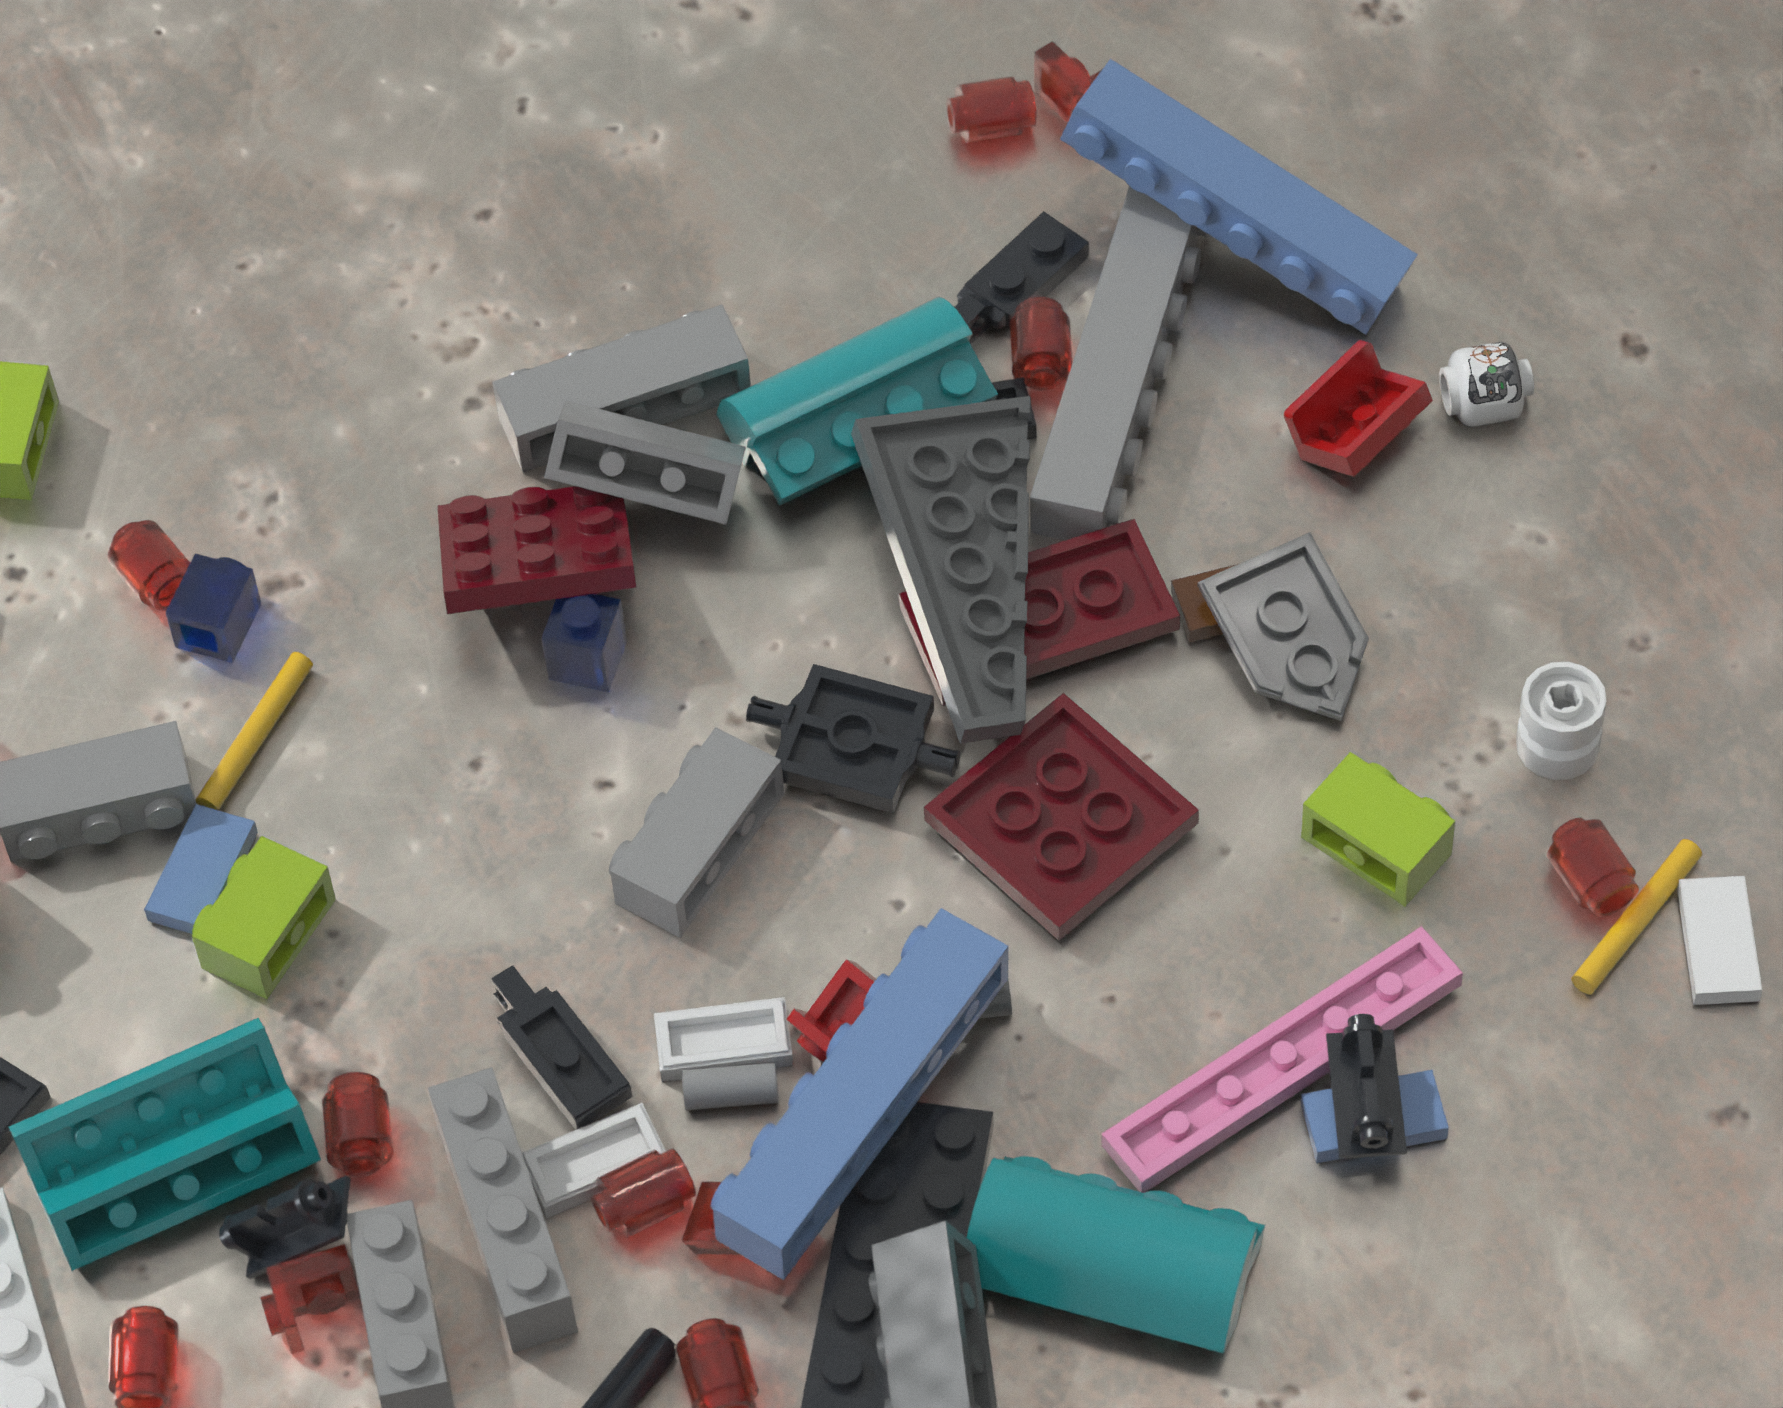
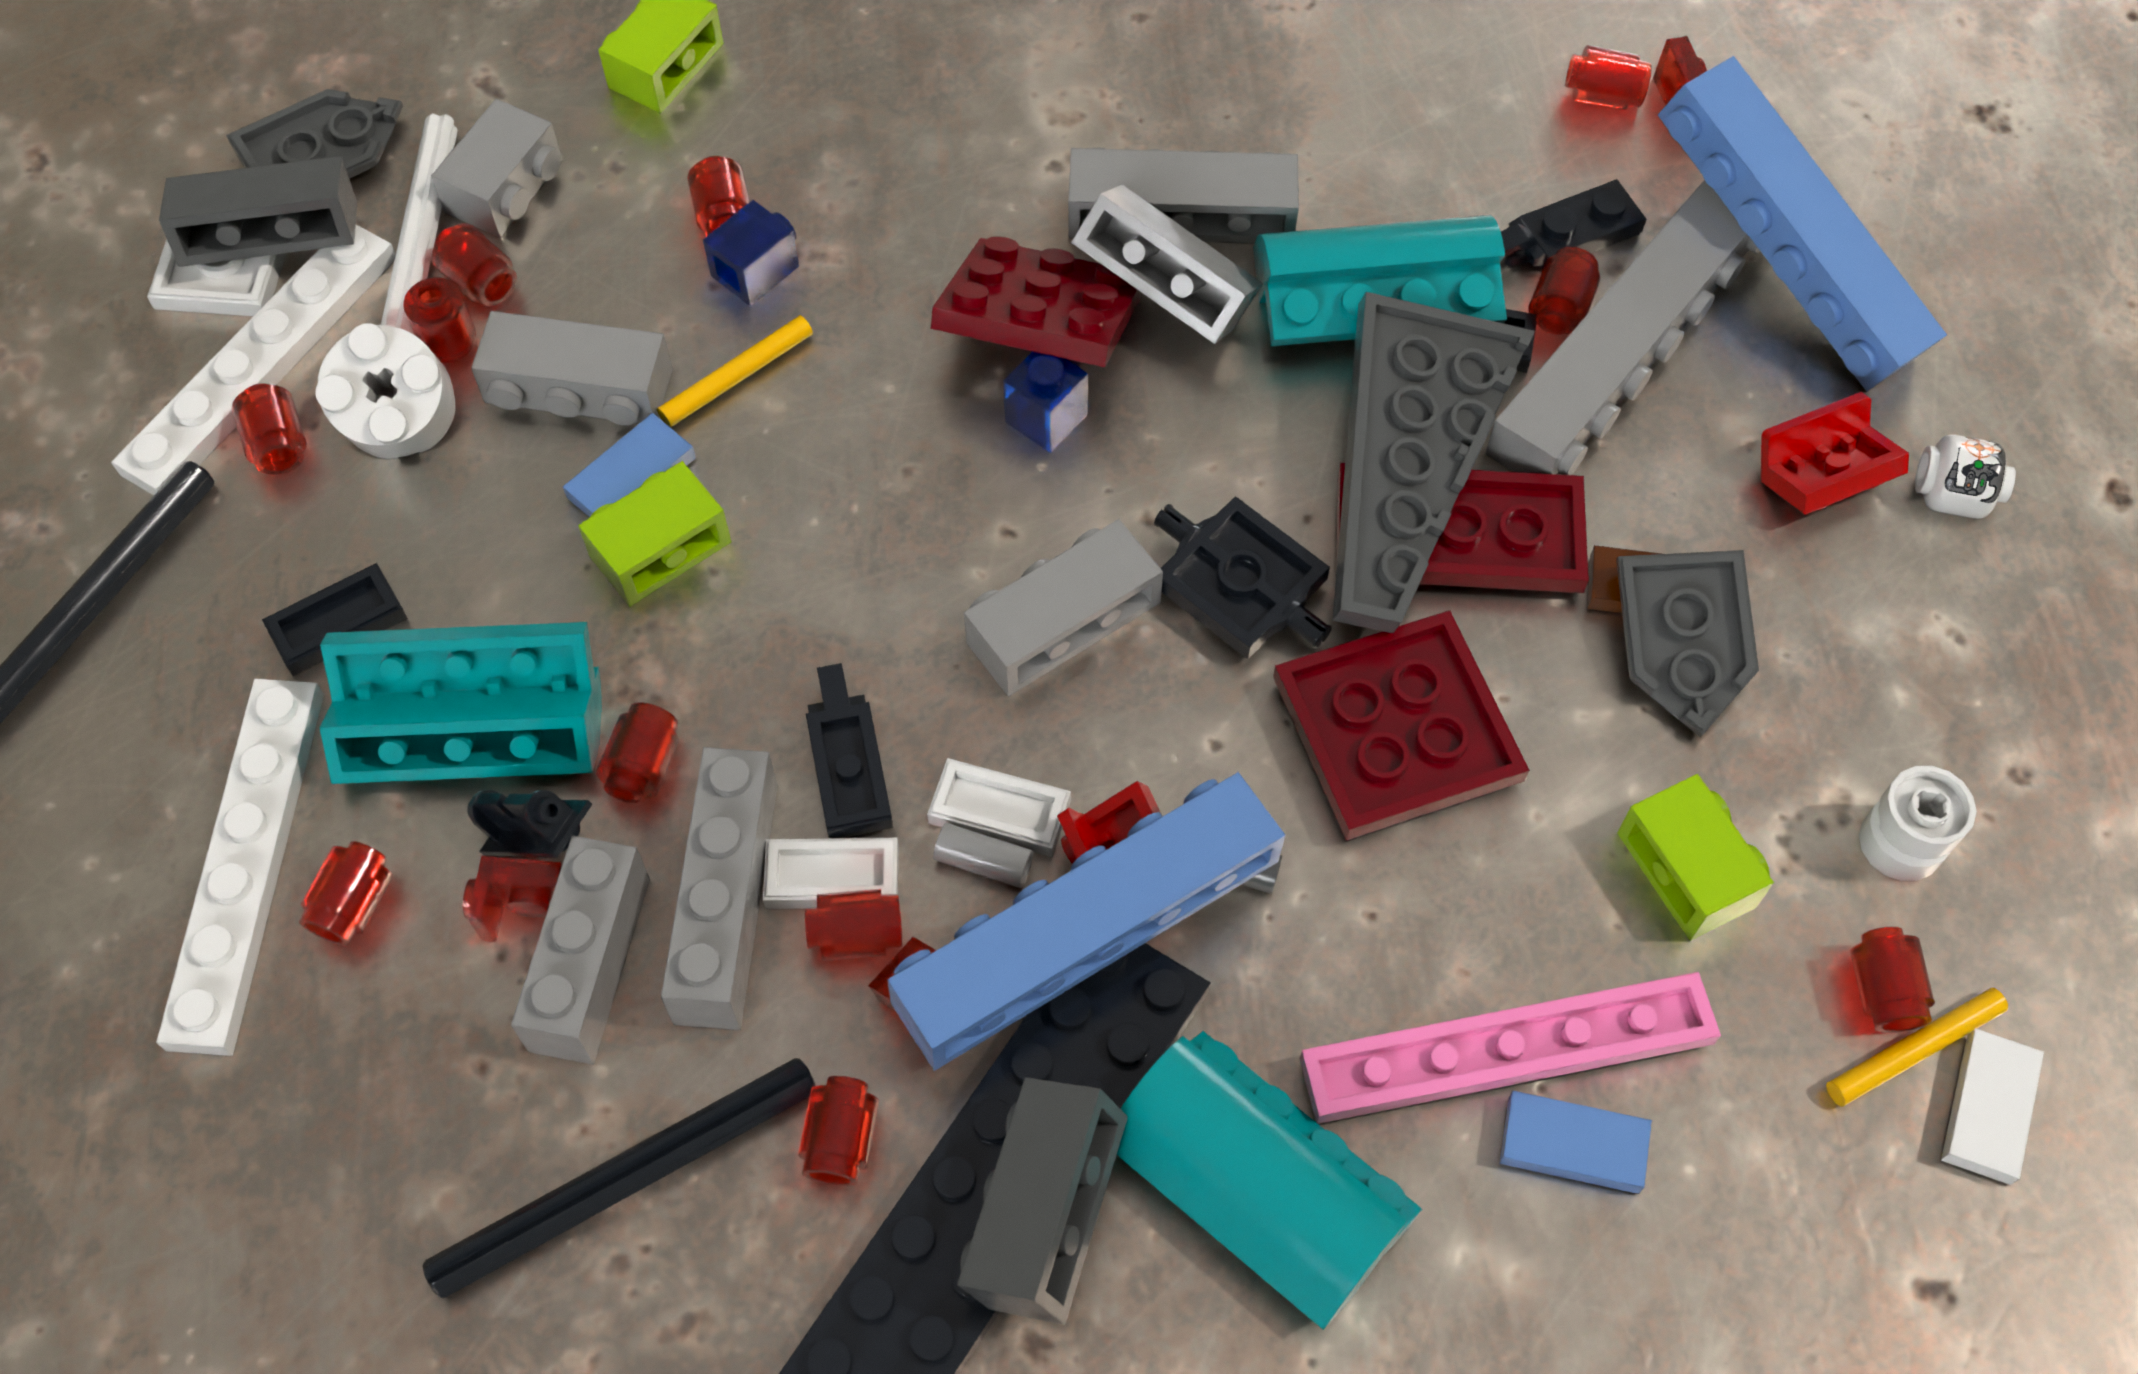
camera: 20 degrees right, 5 degrees up
(1365, 1090) = (1576, 1118): black hinge -> none

